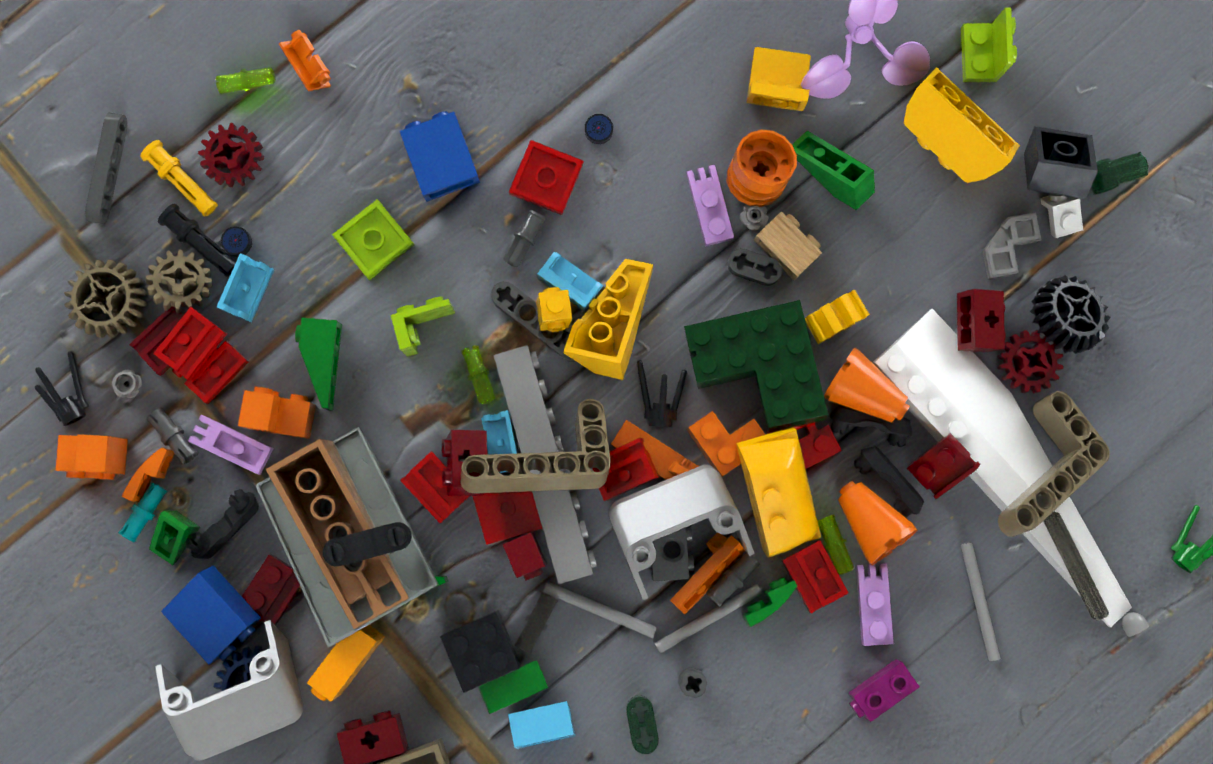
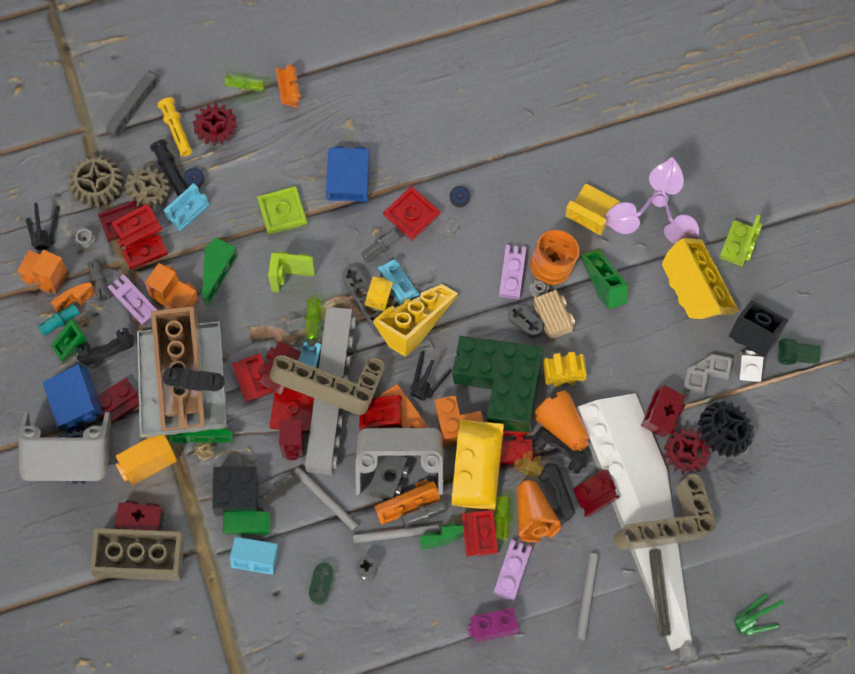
camera: 30 degrees right, 15 degrees down
(843, 462) = (527, 466): none -> clear yellow tile

